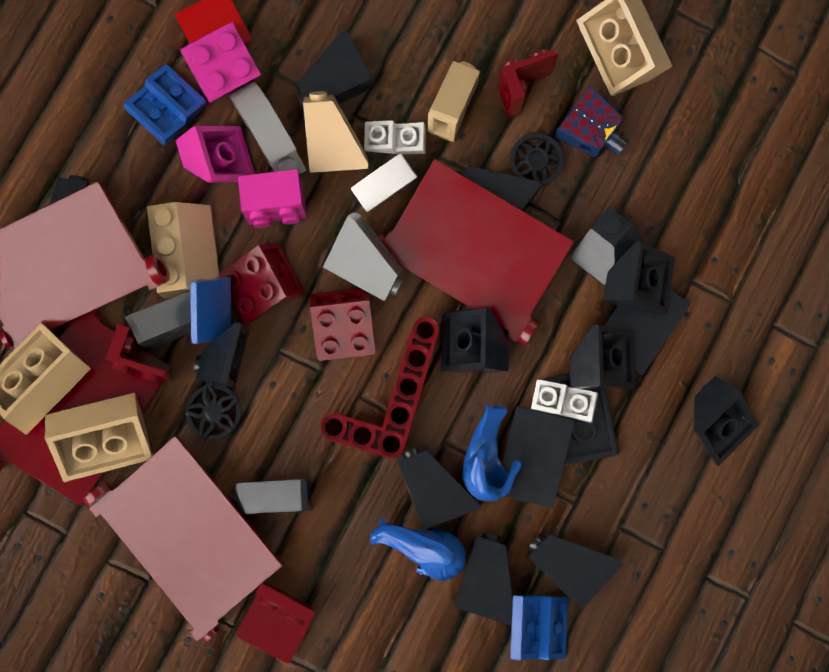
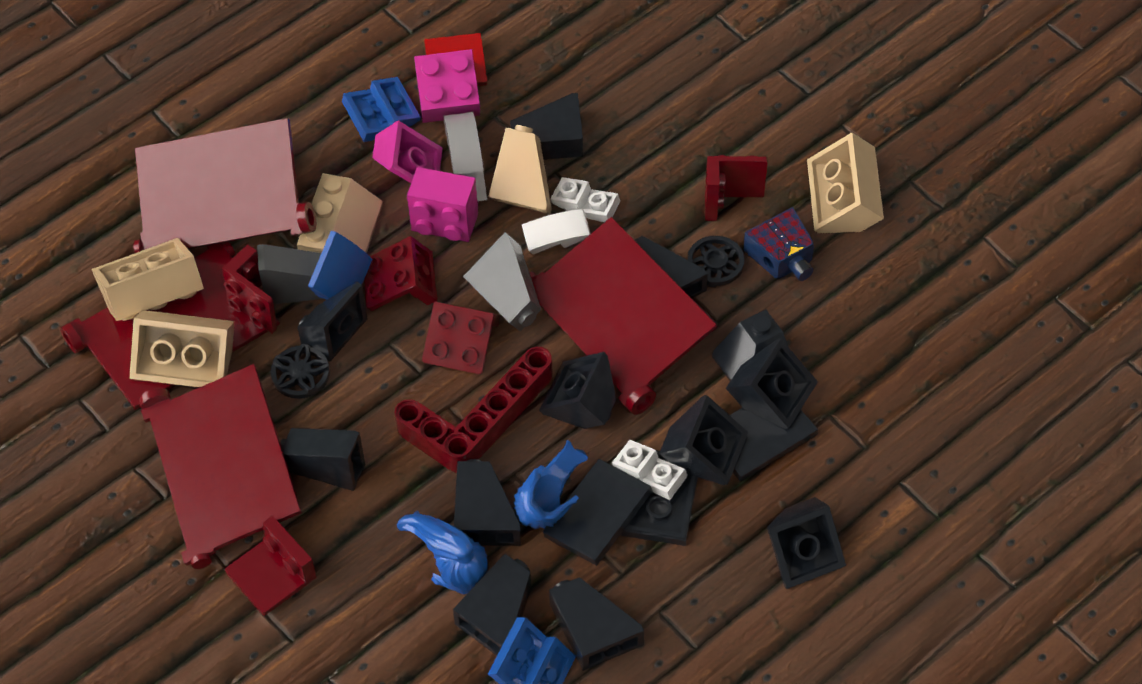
camera: 25 degrees right, 25 degrees down
(452, 100) = (652, 183): tan slope -> none

